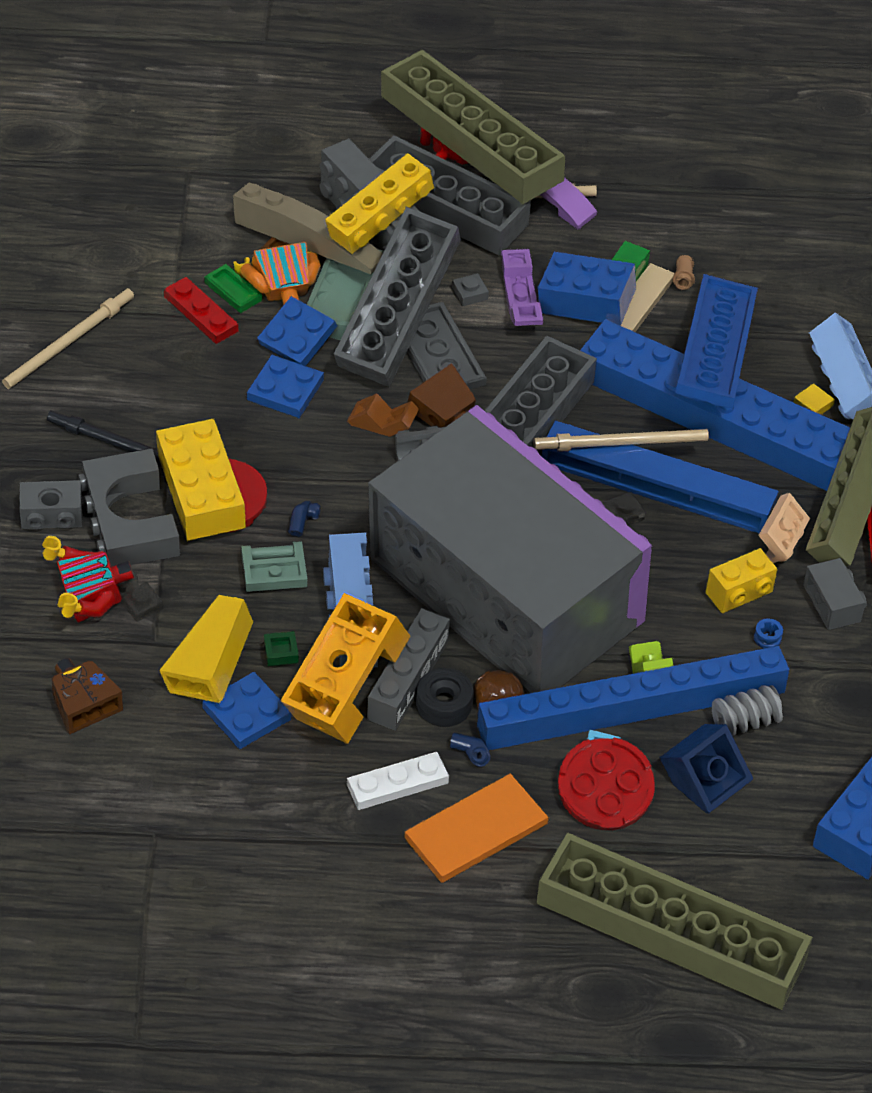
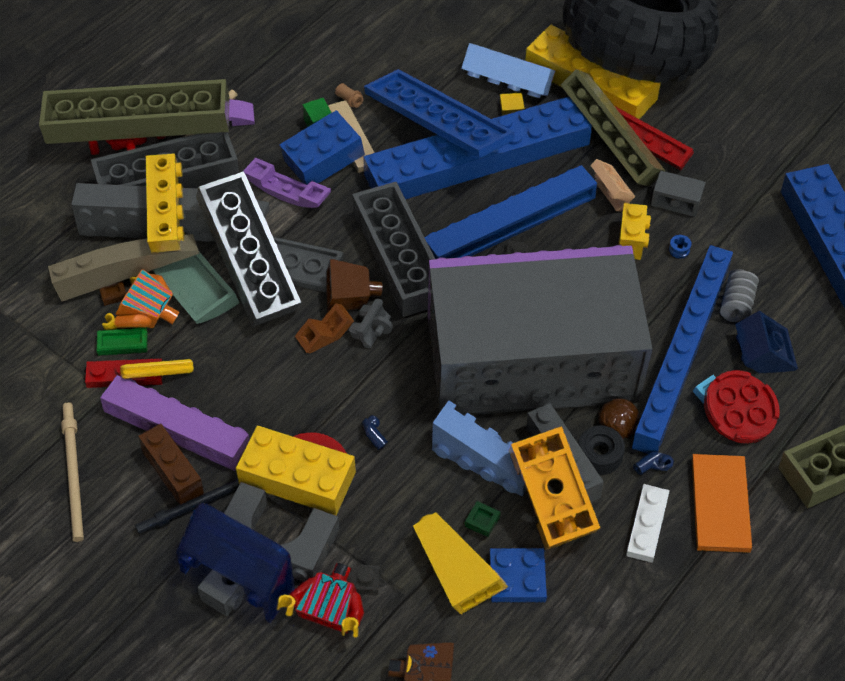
camera: 50 degrees left, 5 degrees up
(61, 485) = (239, 555): none -> clear blue windscreen
(131, 394) = (171, 464): none -> reddish brown brick
(178, 363) = (185, 425): none -> medium lavender brick
(219, 323) = (156, 368): none -> yellow axle
(274, 567) = (410, 480): sand green plate -> none
(285, 386) = (243, 368): blue plate -> none
(297, 332) = (205, 329): blue plate -> none
(565, 442) = (453, 242): tan bar -> none
(648, 657) = (663, 321): lime bracket -> none

